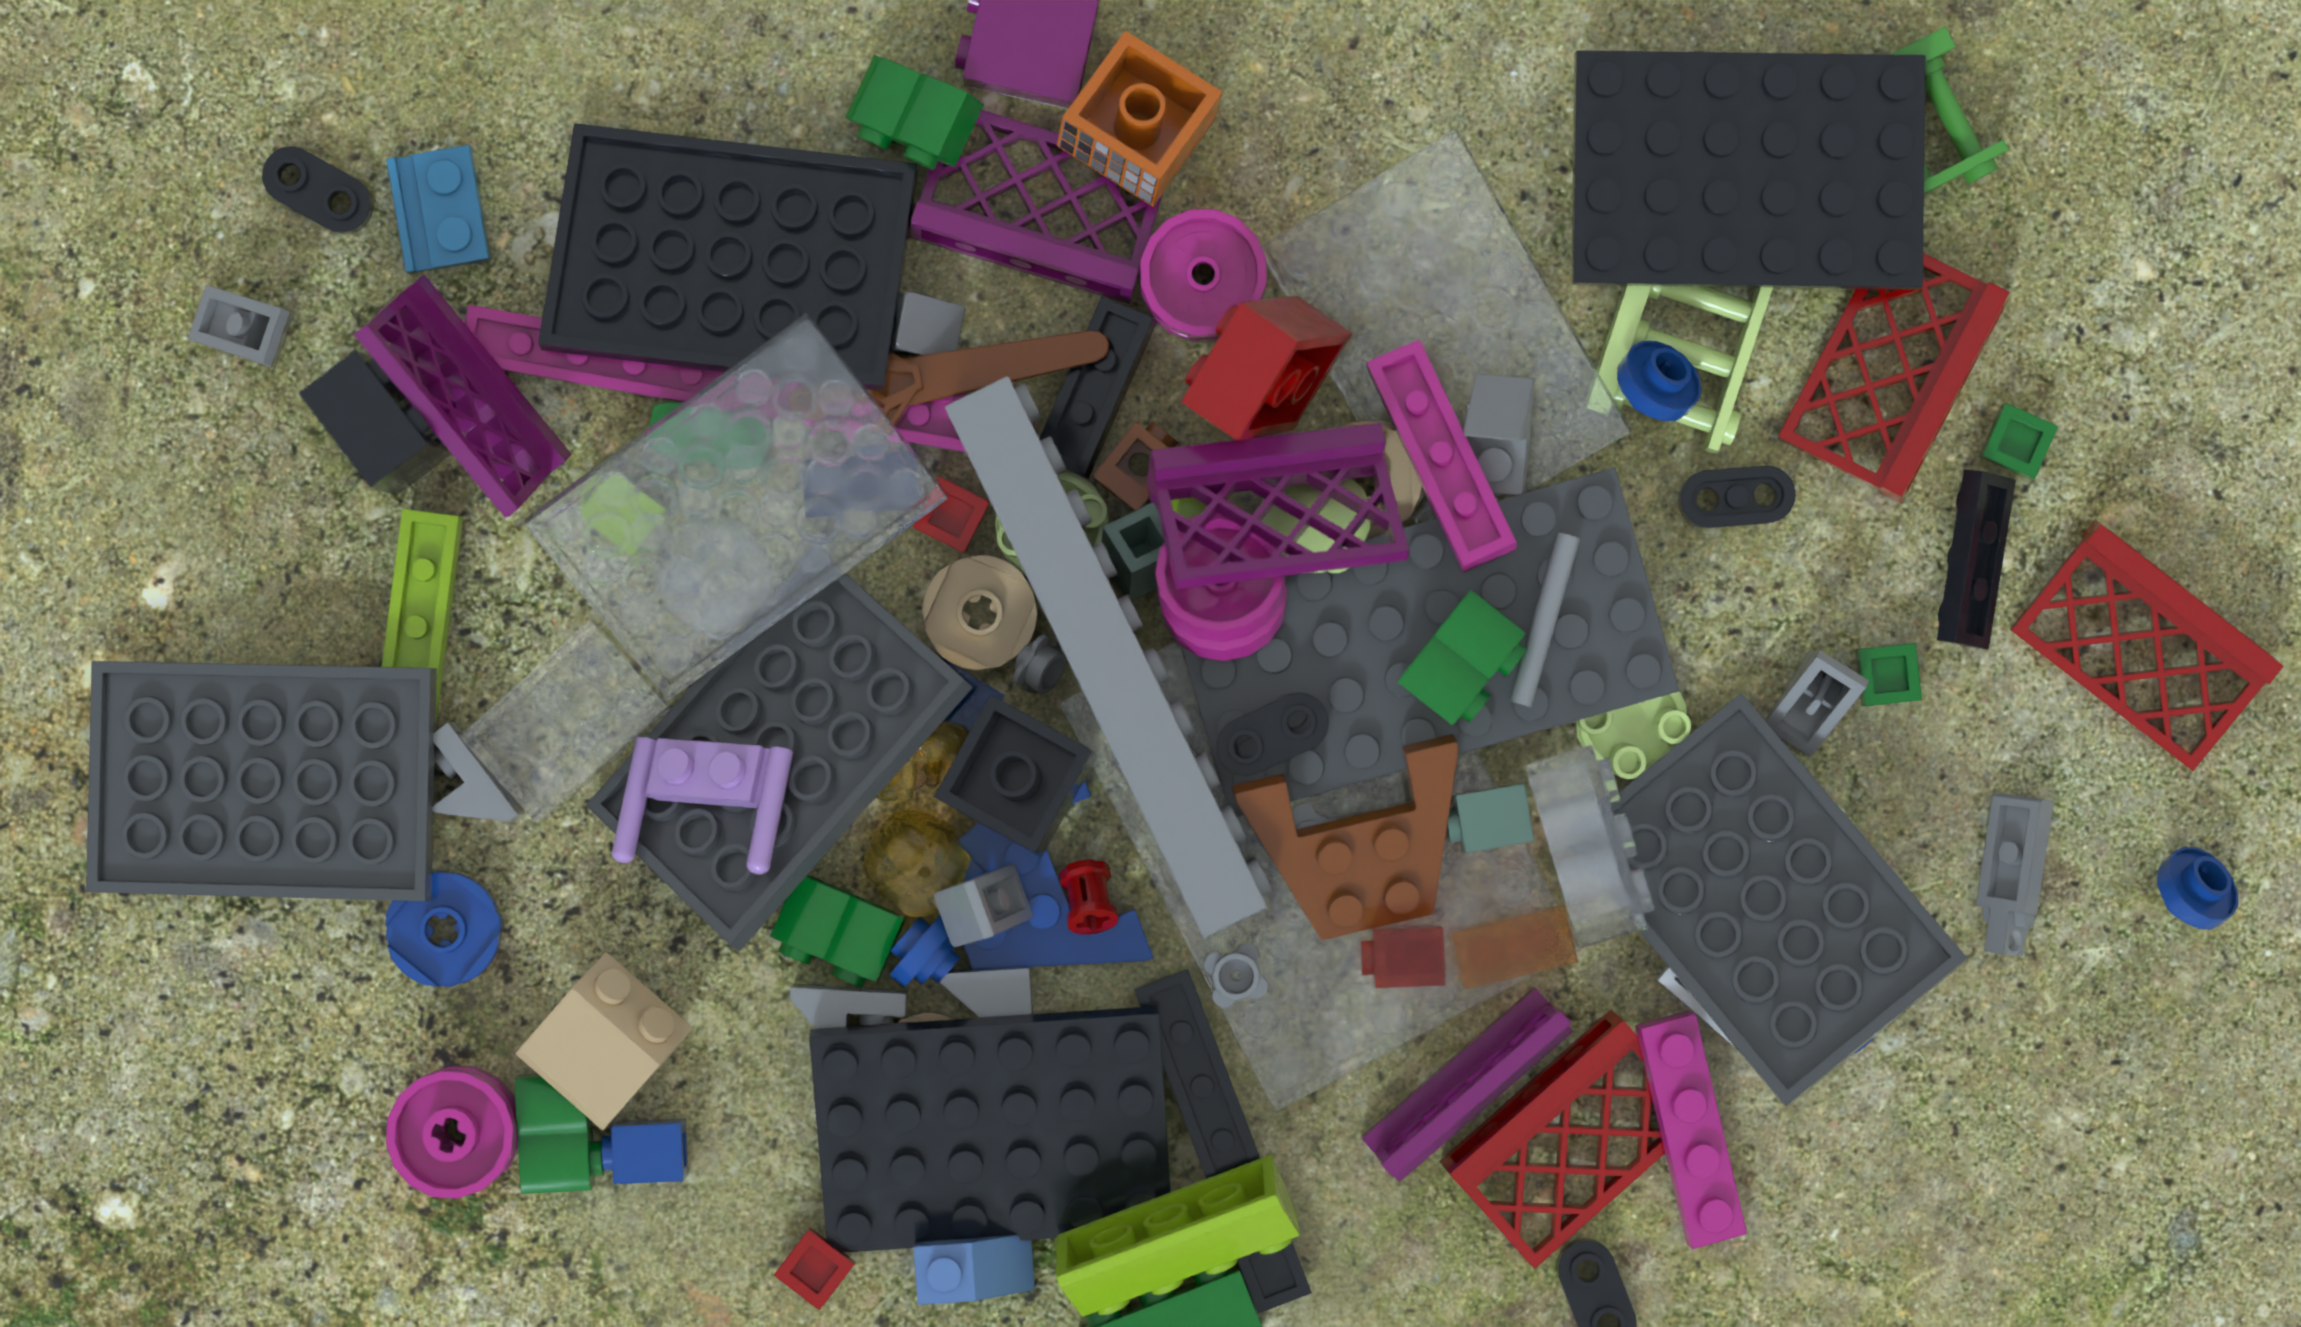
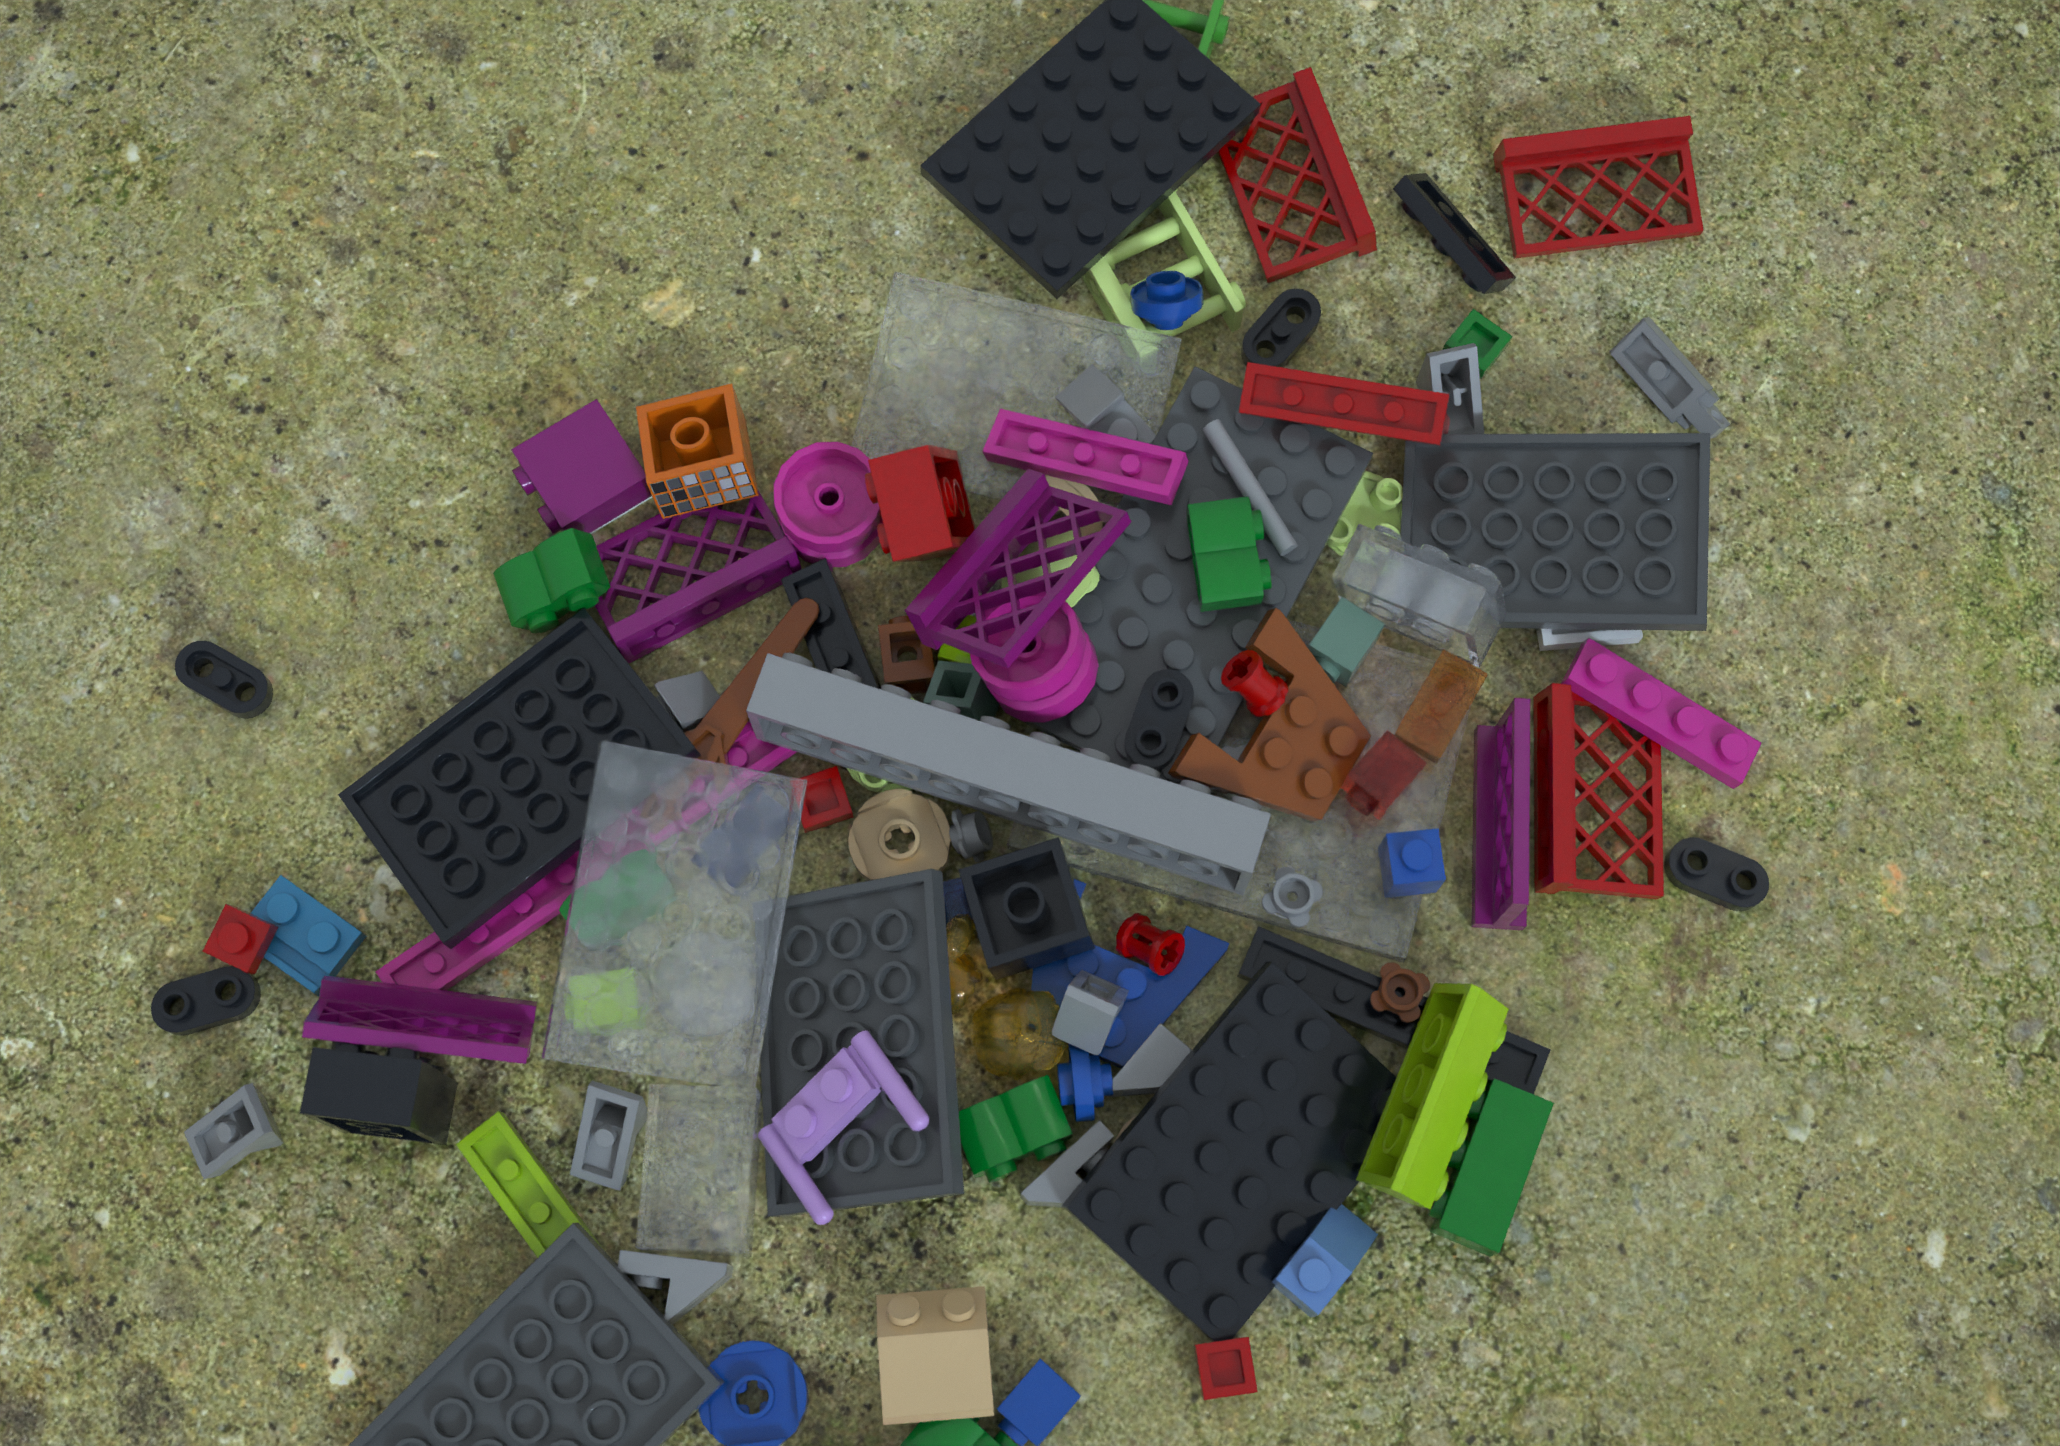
camera: 50 degrees left, 15 degrees down
(388, 171) = (240, 939): none -> red plate
(521, 621) = (607, 1135): none -> light grey slope
(1244, 1117) = (1413, 984): none -> dark orange plate
(1352, 1047) = (1411, 863): none -> blue brick
(1375, 775) = (1254, 683): none -> red bush
(1693, 633) = (1345, 404): none -> red fence
(2018, 441) = (1404, 149): green plate -> none
(2197, 888) = (1782, 286): blue plate -> none

